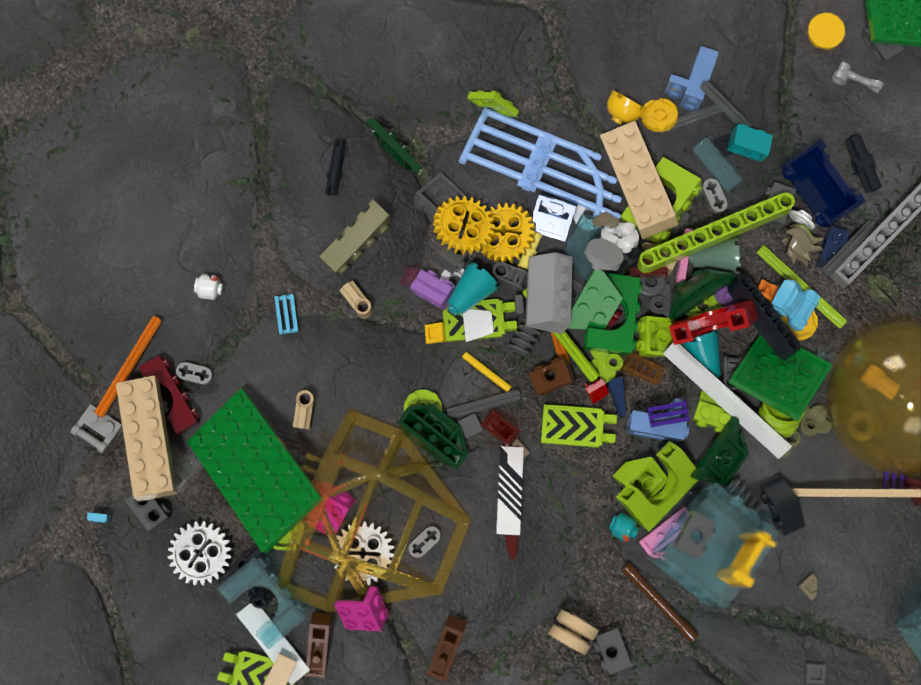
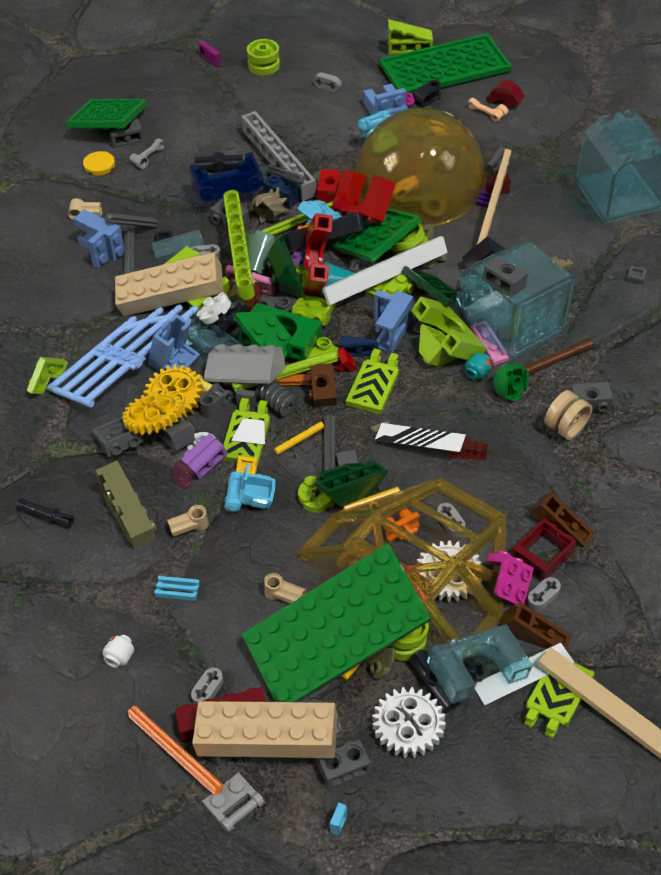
camera: 70 degrees left, 30 degrees down
(359, 649) = (546, 597): none -> light grey beam
(389, 143) = (53, 452): dark green wing -> none
(390, 627) = (553, 534): none -> dark red window
(404, 344) = (249, 490): none -> medium azure piece
(407, 503) = (407, 521): none -> orange hips
(433, 465) = (370, 498): none -> yellow bar
(471, 289) = (215, 419): teal cone -> none
(500, 428) = (360, 432): clear red slope -> none
(604, 255) = (230, 306): light grey tile -> none
(605, 219) = (194, 312): dark tan tile -> none
(609, 563) = (510, 381): none -> green cylinder
(623, 108) = (99, 288): yellow cylinder -> none
(633, 371) = (335, 328): clear orange slope -> none
(659, 115) = (115, 267): yellow tile -> none
(668, 406) = (388, 289): dark purple tile -> none
(738, 573) = (552, 233): yellow fence -> none
(742, 41) = (78, 205): none -> tan piece
(749, 142) = (169, 218): teal brick -> none
(803, 218) = (248, 196): white piece -> none
(829, 327) = (373, 206): none -> red arch
(867, 293) = (328, 185): none -> red brick

